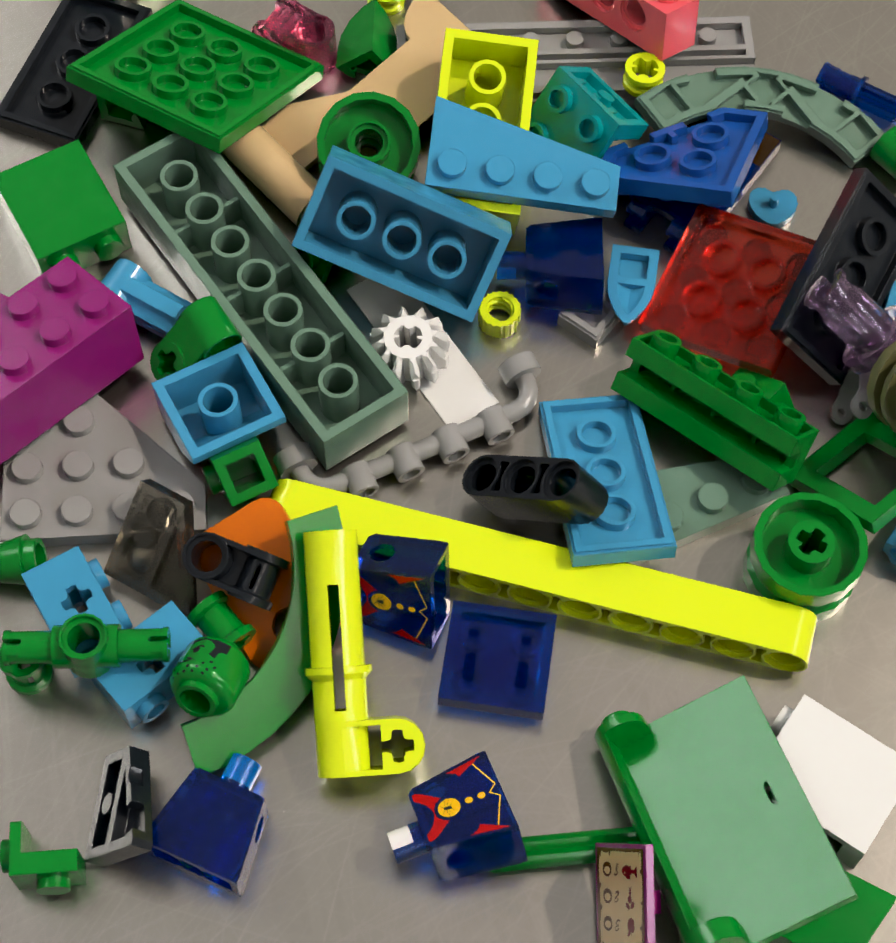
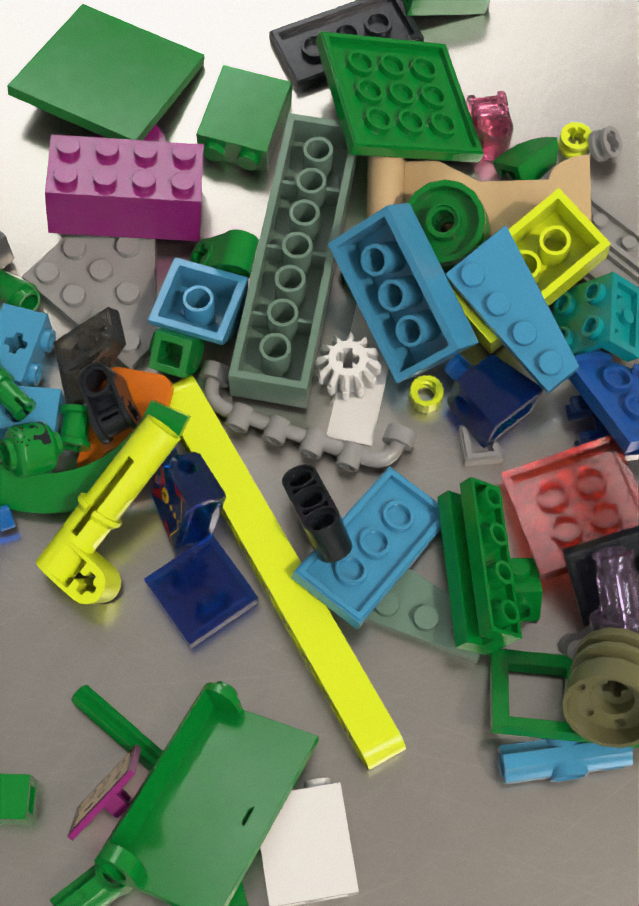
camera: 45 degrees right, 5 degrees up
(151, 304) = (231, 200): dark azure piece -> none
(461, 823) = (78, 659): clear blue torso -> none
(631, 280) = (524, 444): dark azure plate -> none
(806, 553) = (440, 680): green wheel -> none

